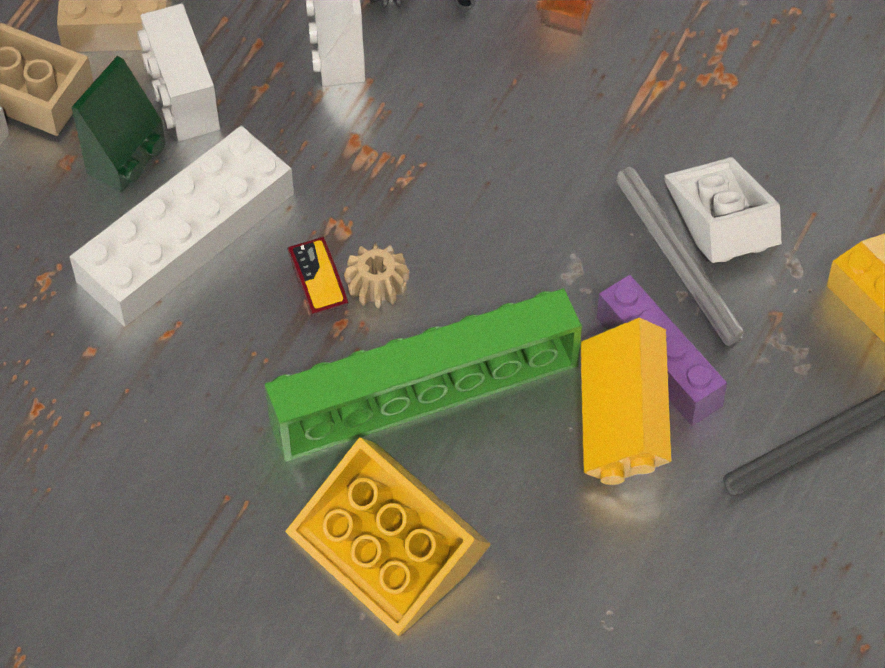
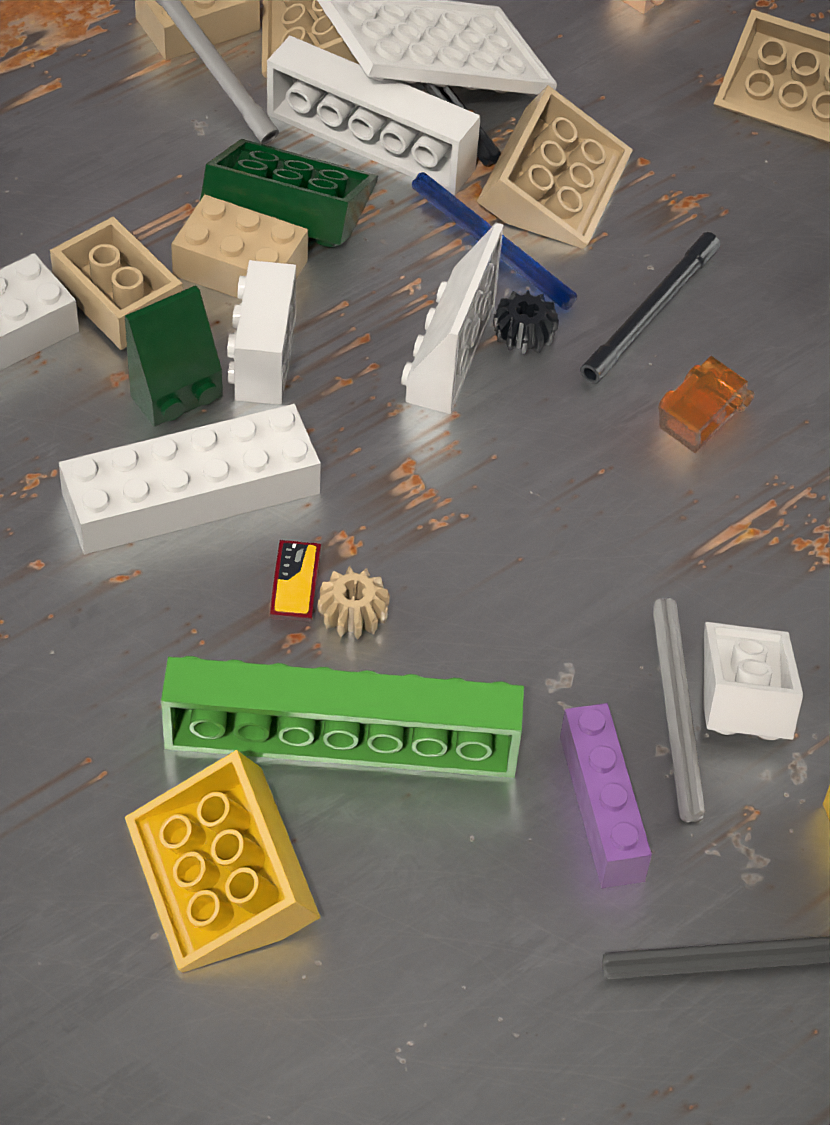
camera: 20 degrees right, 5 degrees down
(625, 401) = (532, 829): yellow brick -> none

